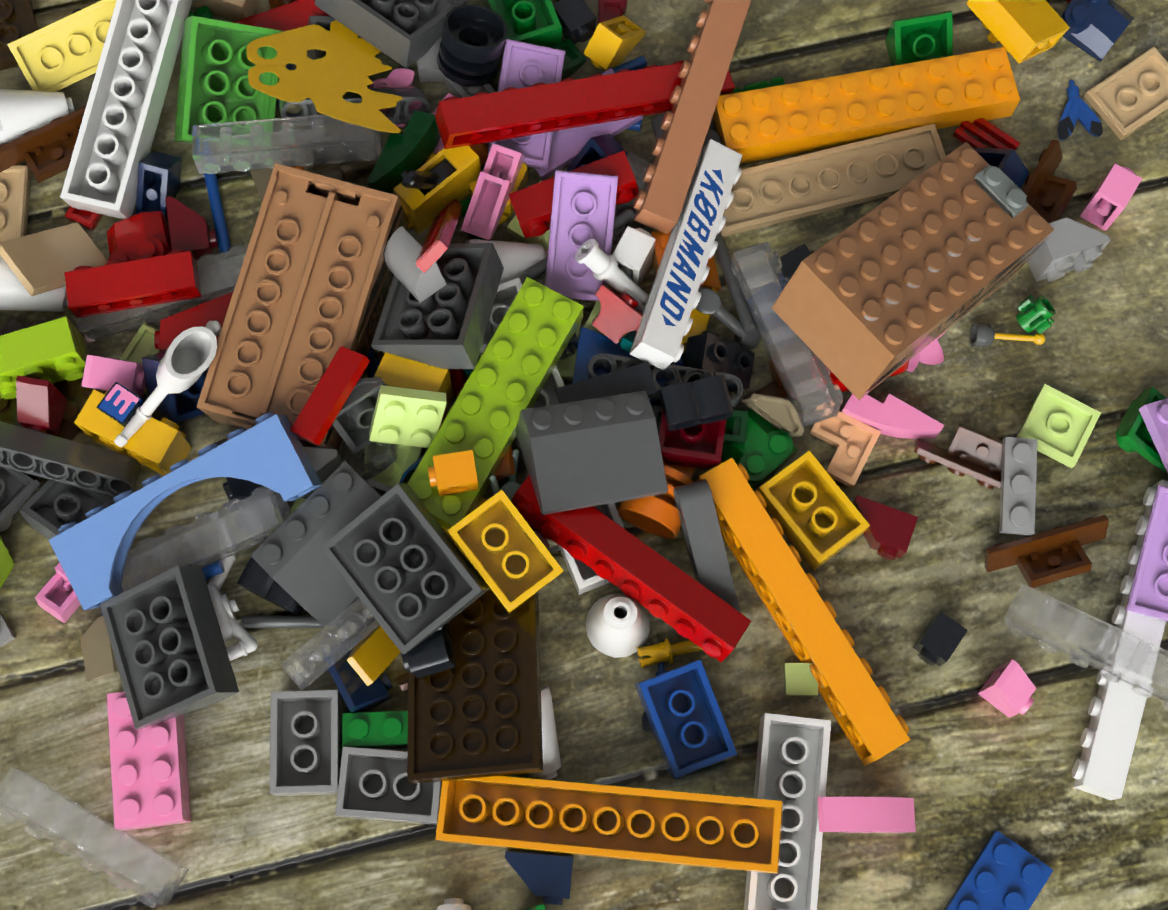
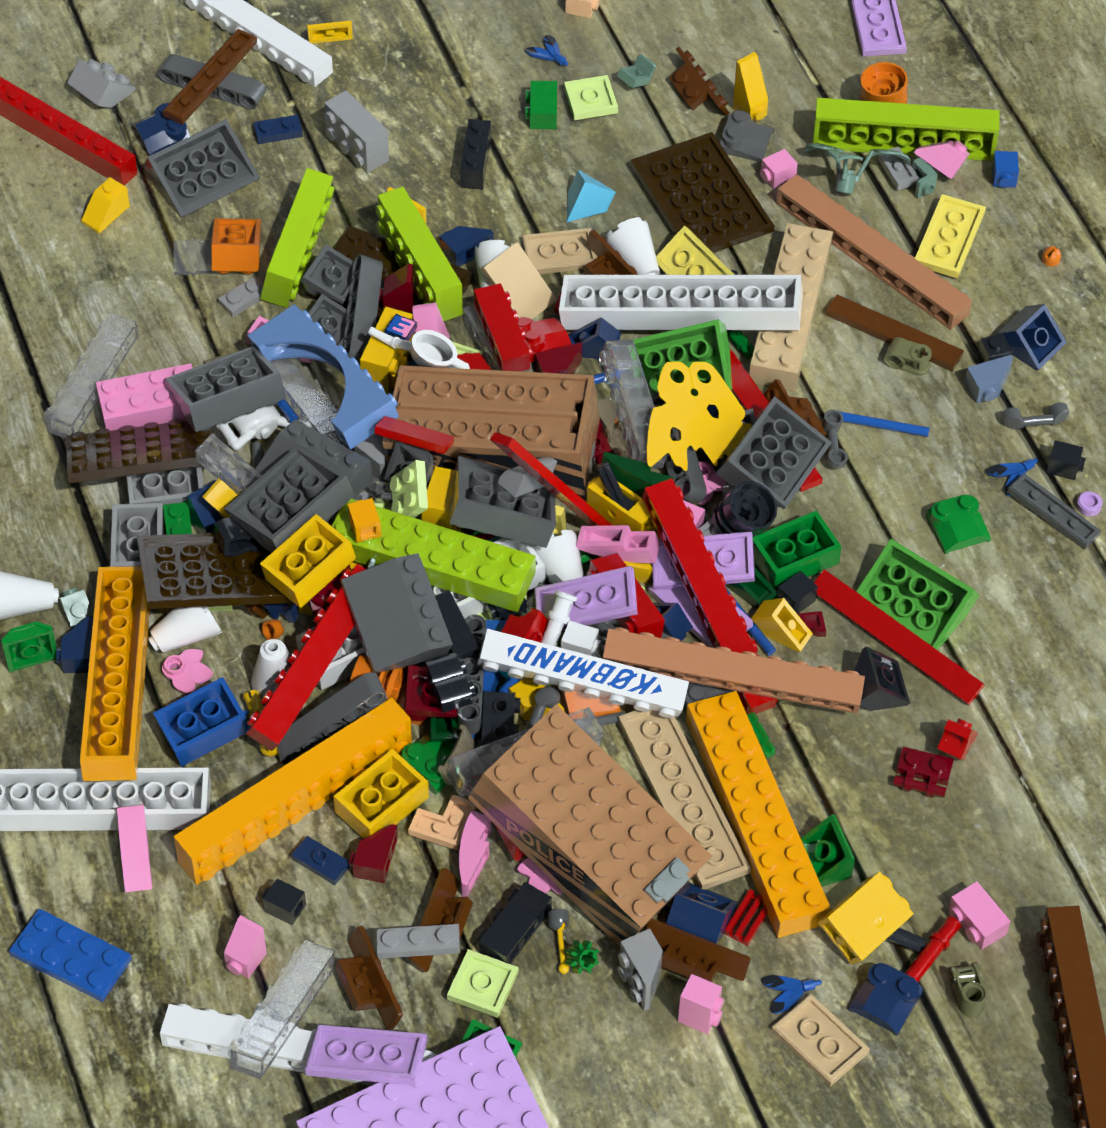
camera: 85 degrees right, 20 degrees down
(246, 779) = (132, 450): none -> dark brown plate
(473, 876) = (75, 606): none -> bracket
(547, 622) = (277, 627): none -> orange hinge
(592, 732) = (190, 670): none -> bright pink plate
(879, 593) = (320, 860): none -> dark blue plate
(988, 381) = (515, 923): none -> black brick

